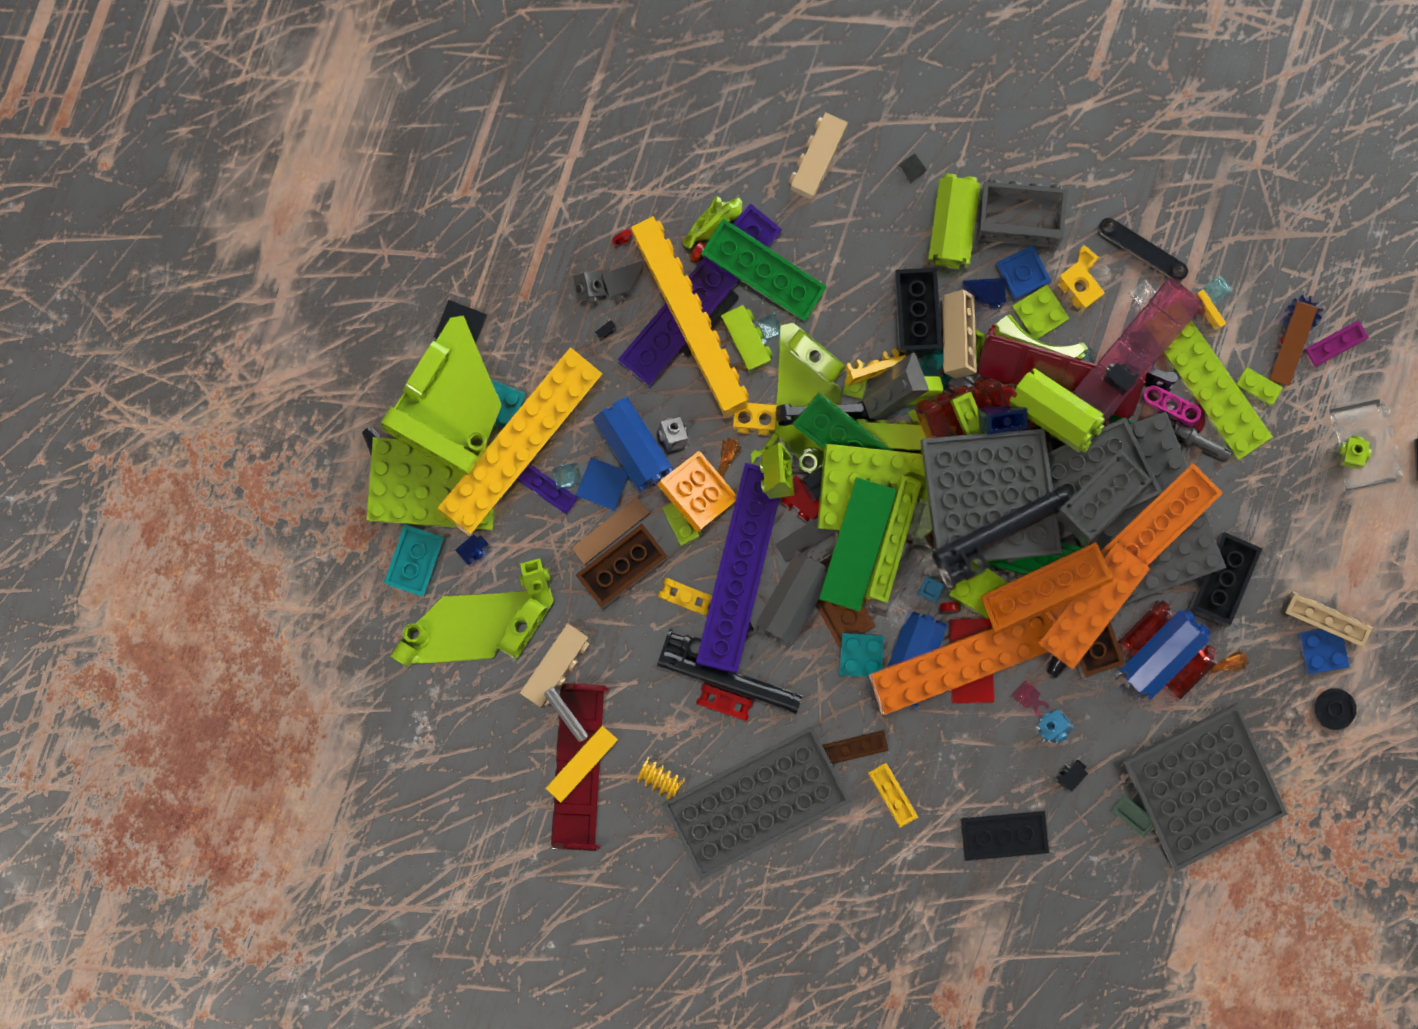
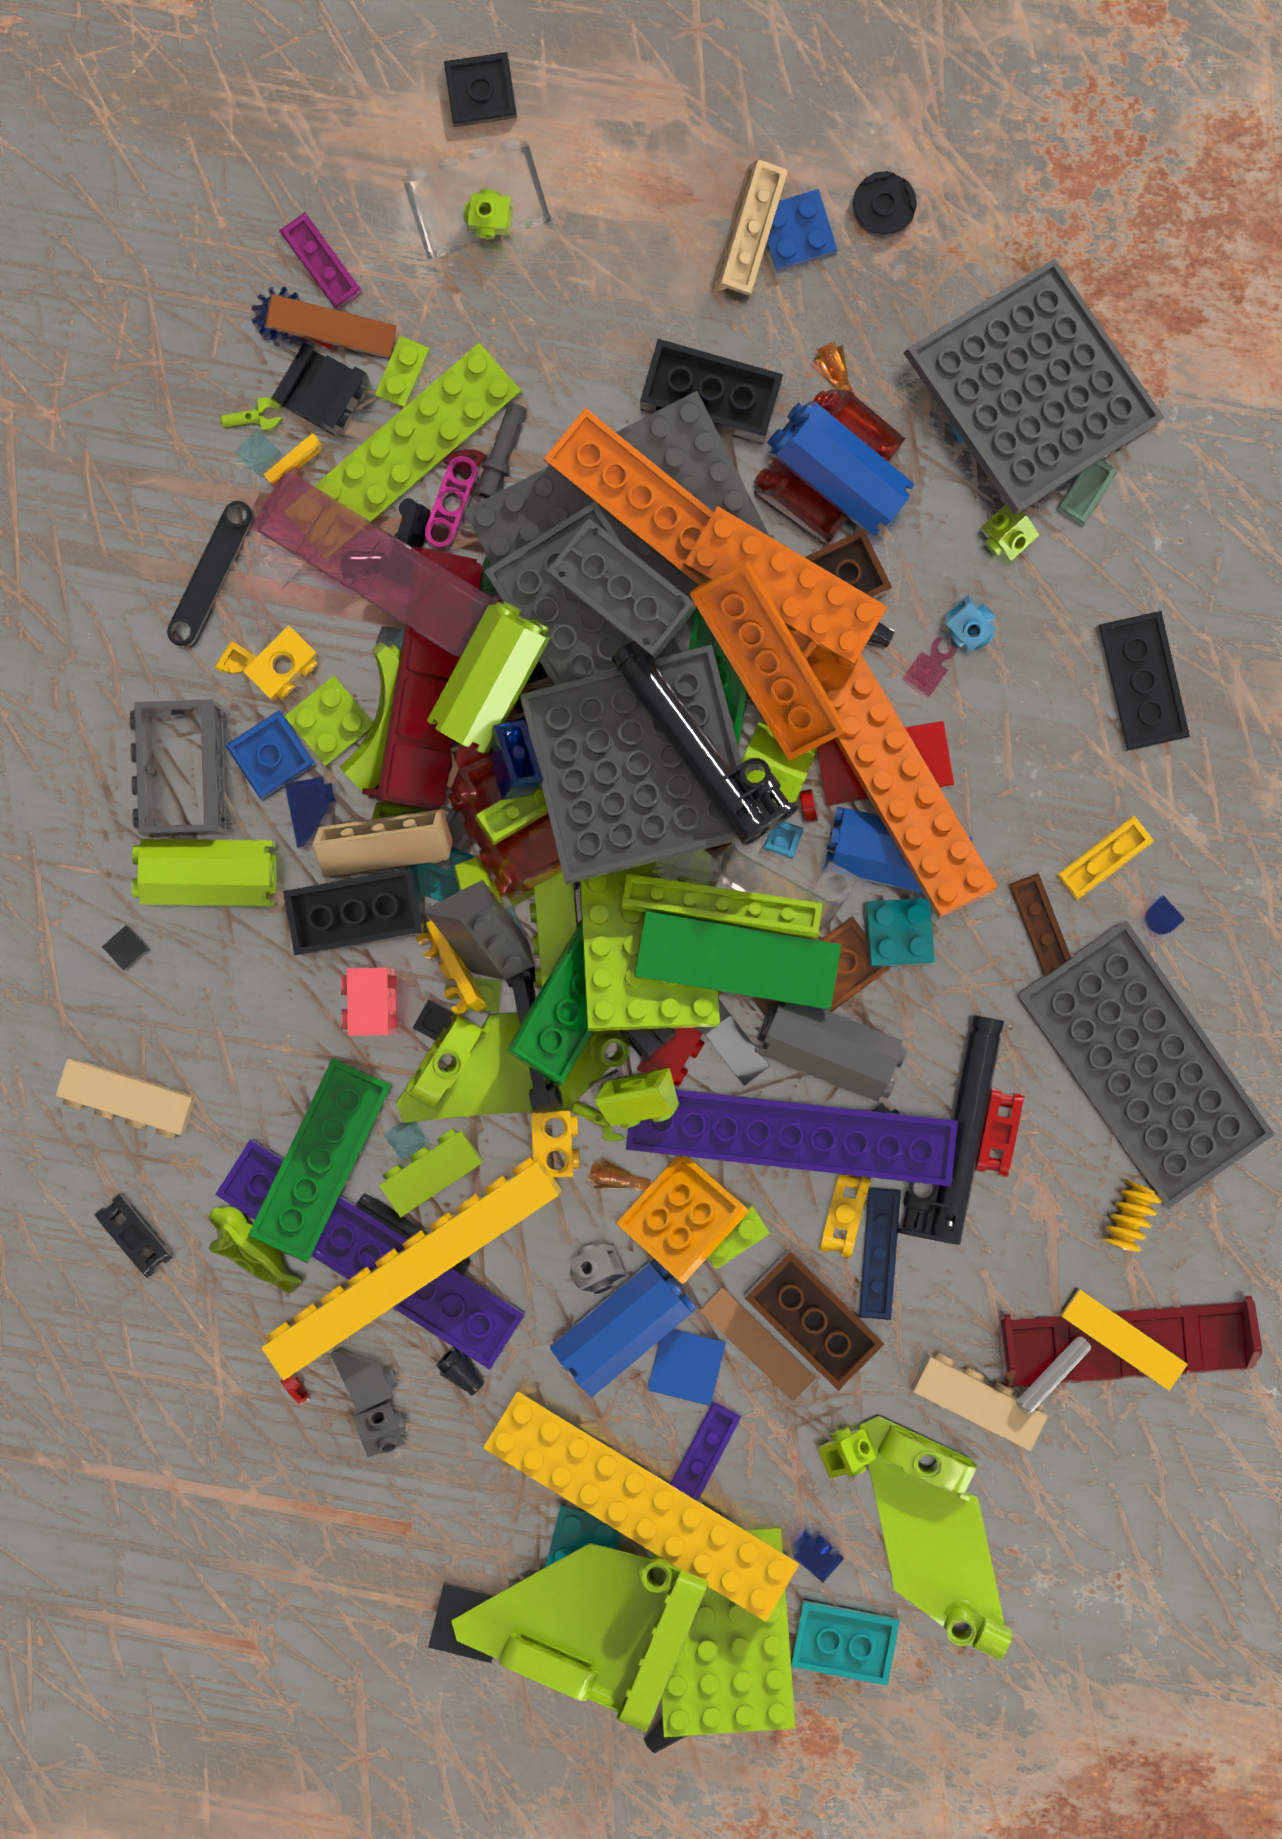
camera: 95 degrees left, 5 degrees up
(567, 475) = (682, 1423): clear light blue slope -> none
(605, 330) = (446, 1394): black tile -> none
(618, 341) = (458, 1370): none -> black cone
(657, 615) = (879, 1253): none -> dark blue tile
(696, 253) = (307, 1269): red tile -> none
(730, 150) = (133, 1236): none -> black plate
(843, 352) = (433, 1019): none -> black plate
(849, 827) = (1162, 917): none -> clear blue tile
(860, 311) = (370, 1001): none -> coral brick
(1072, 775) = (1040, 589): black brick -> none
(1110, 759) = (1008, 533): none -> lime brick
(1120, 377) = (425, 586): black brick -> none
(1240, 277) = (254, 416): none -> lime bar
(1253, 333) = (321, 390): none -> black piece

